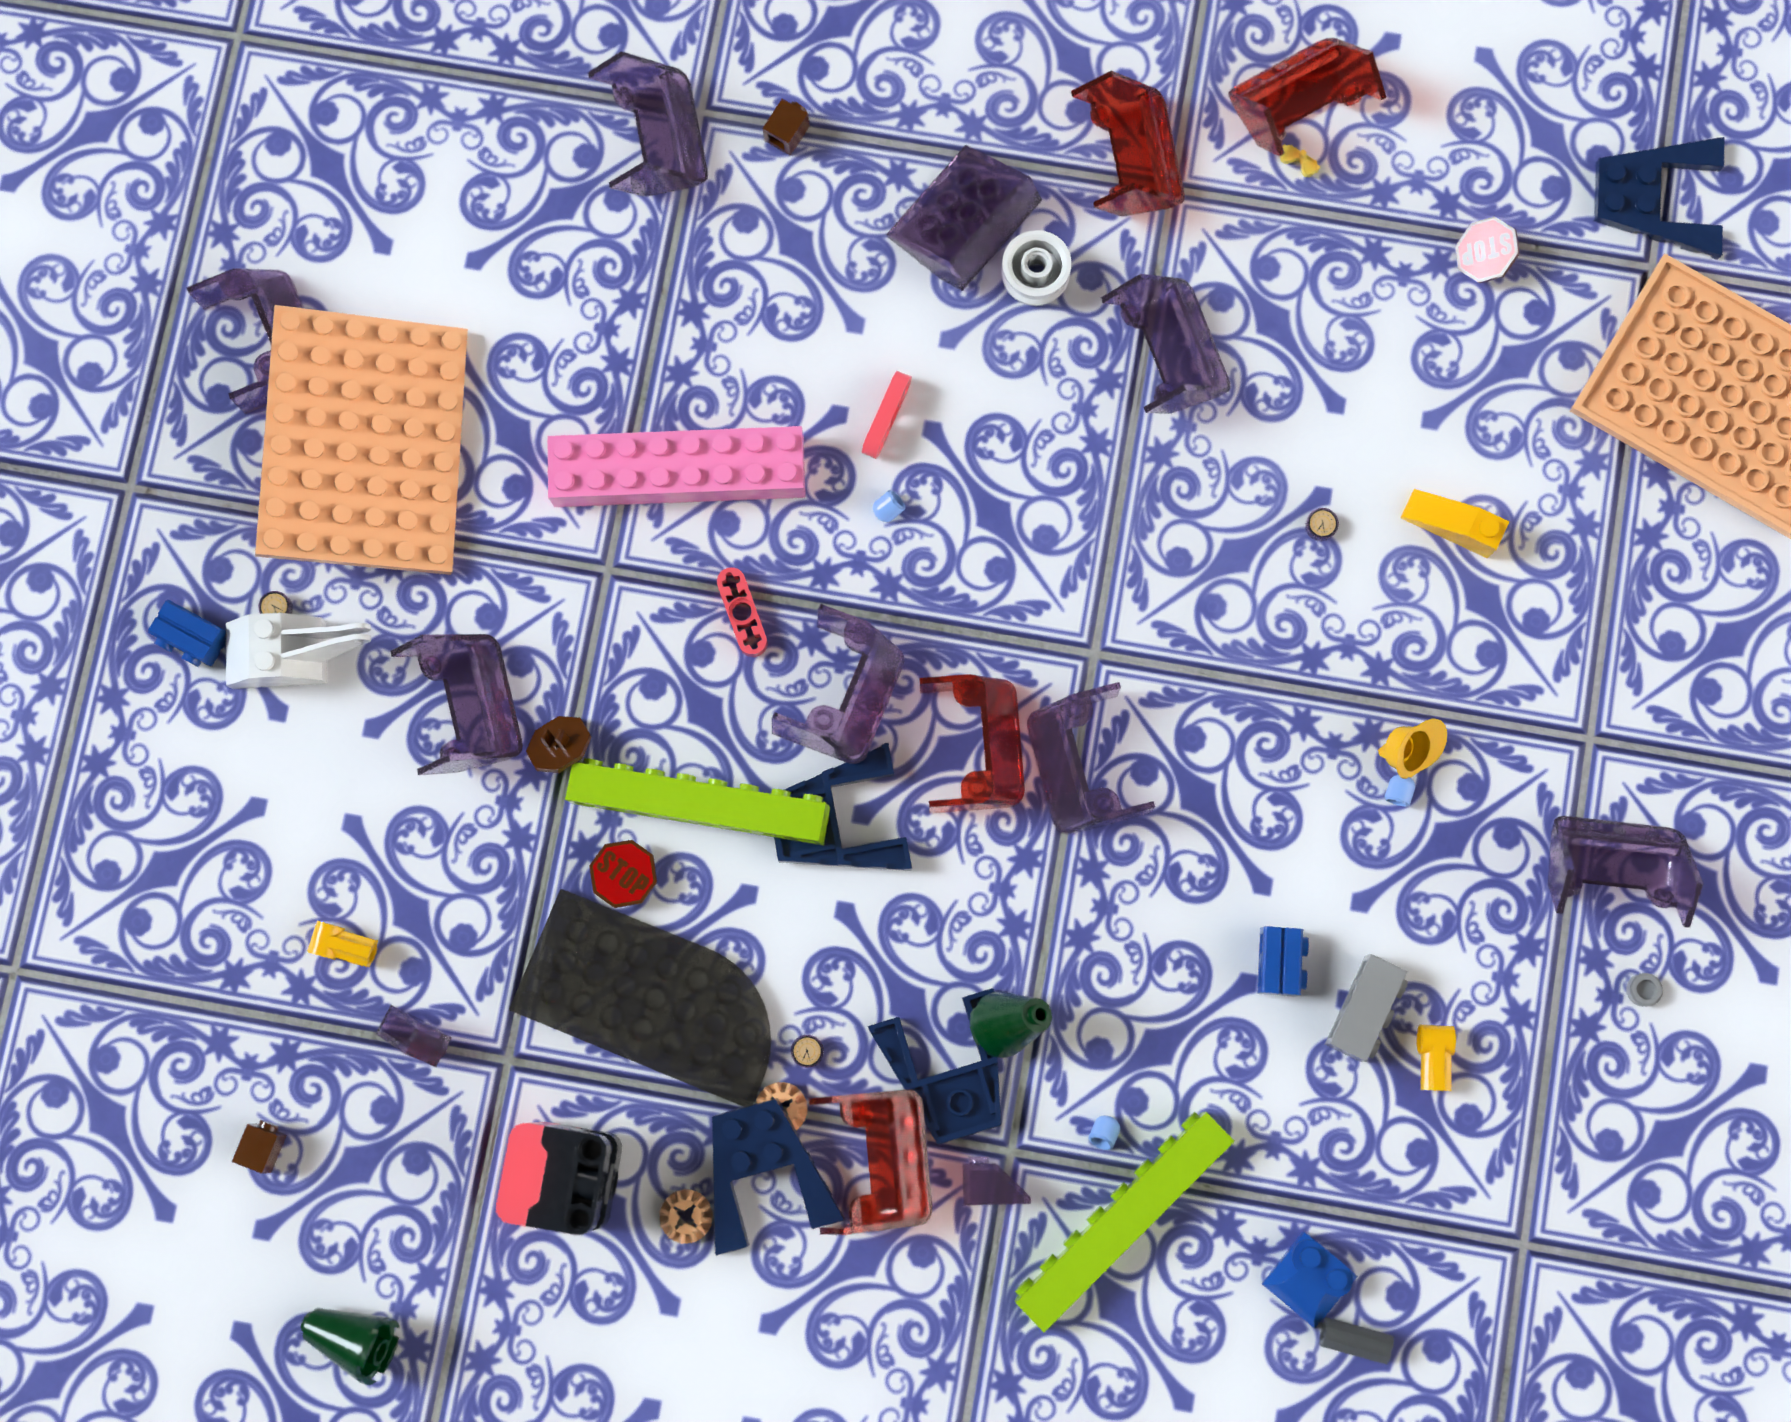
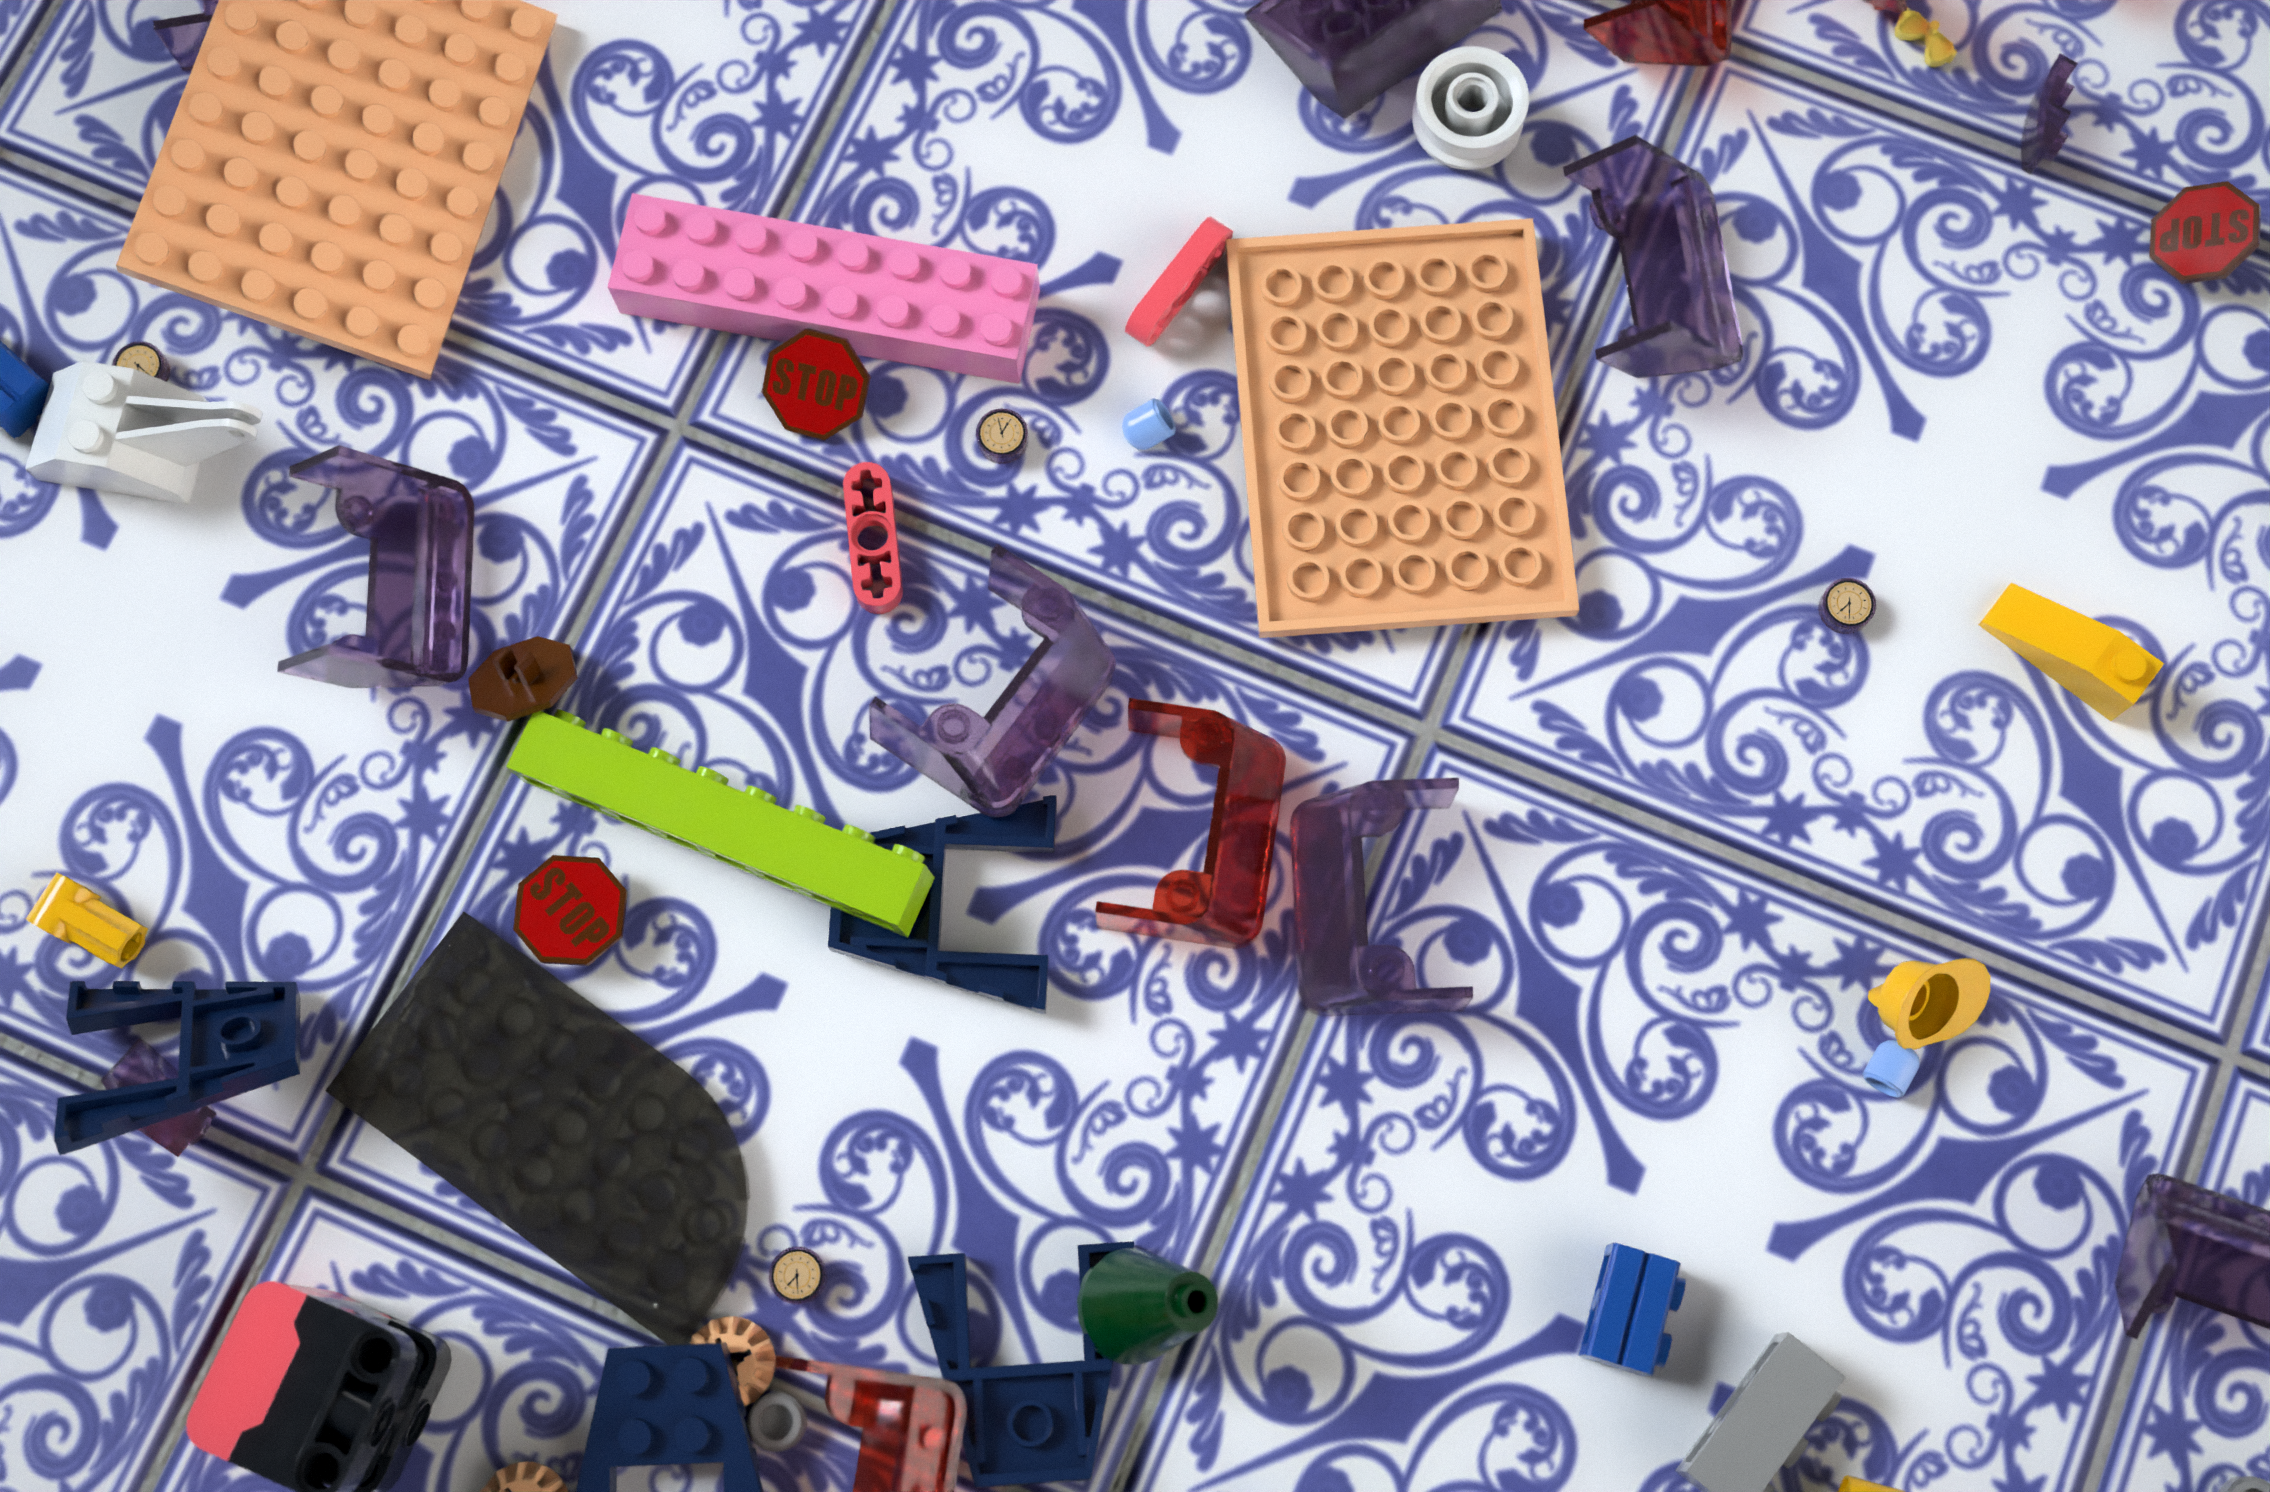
camera: 10 degrees right, 5 degrees down
(450, 993) = (226, 1048): none -> dark blue wing
(686, 527) = (816, 384): none -> piece
(803, 532) = (1002, 436): none -> tile
(816, 1135) = (777, 1422): none -> light grey tile
(1037, 475) = (1399, 429): none -> light nougat plate
(1379, 197) = (2046, 116): none -> clear purple slope

